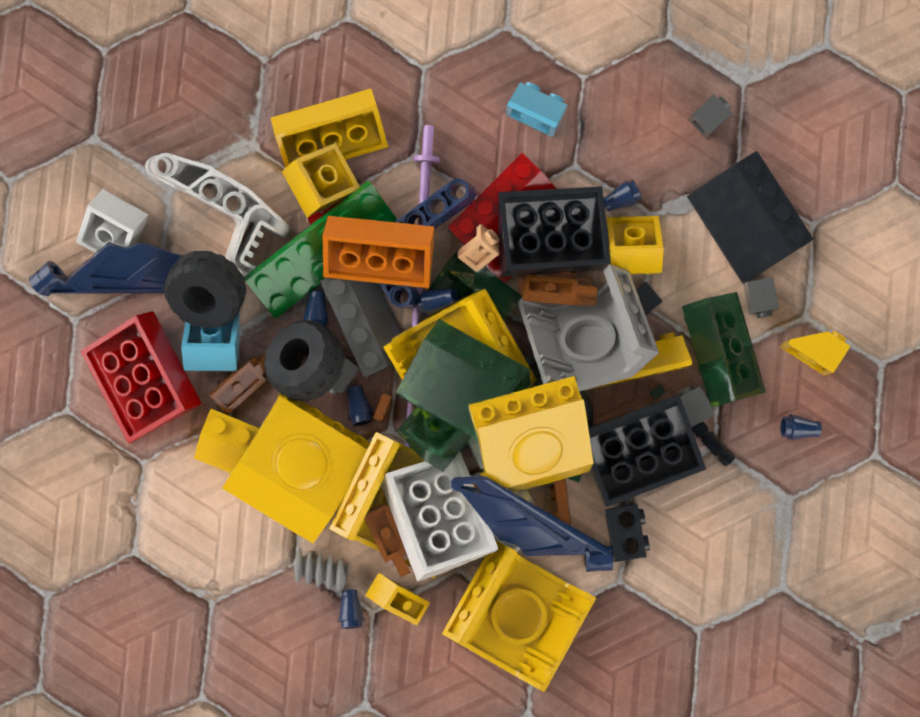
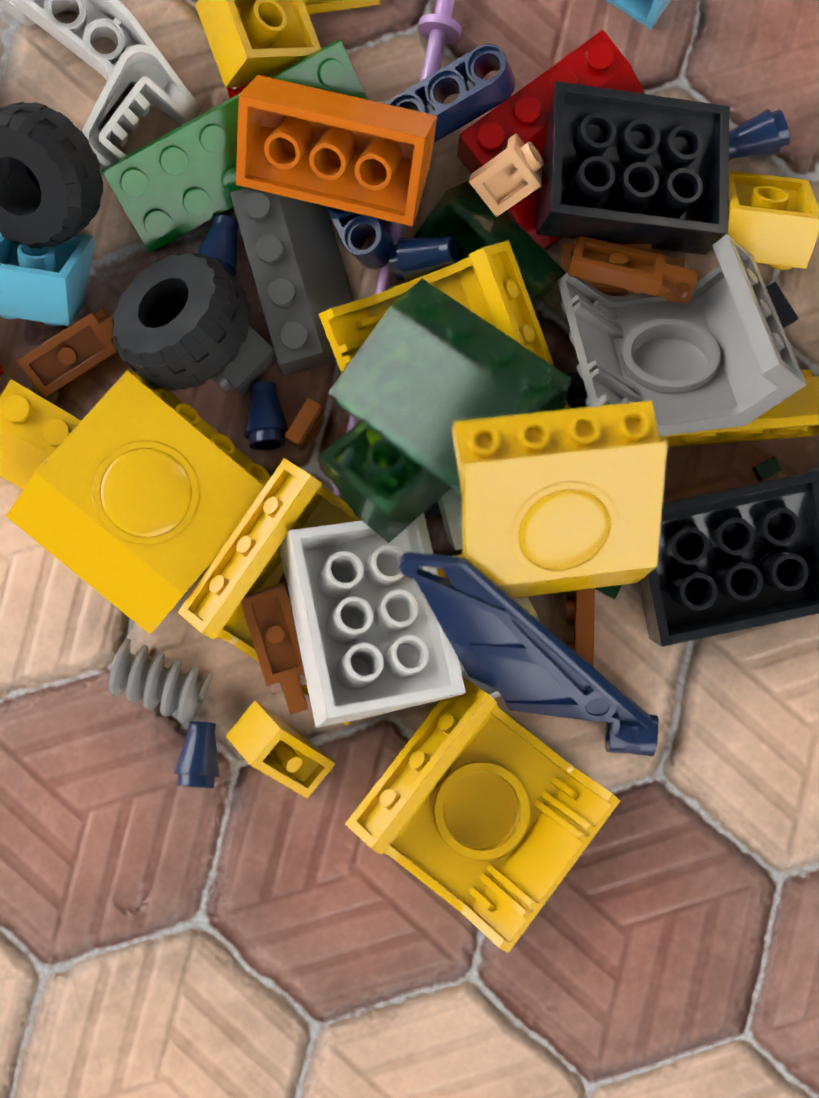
camera: 10 degrees right, 0 degrees up
(619, 534) = (671, 696): black brick -> none

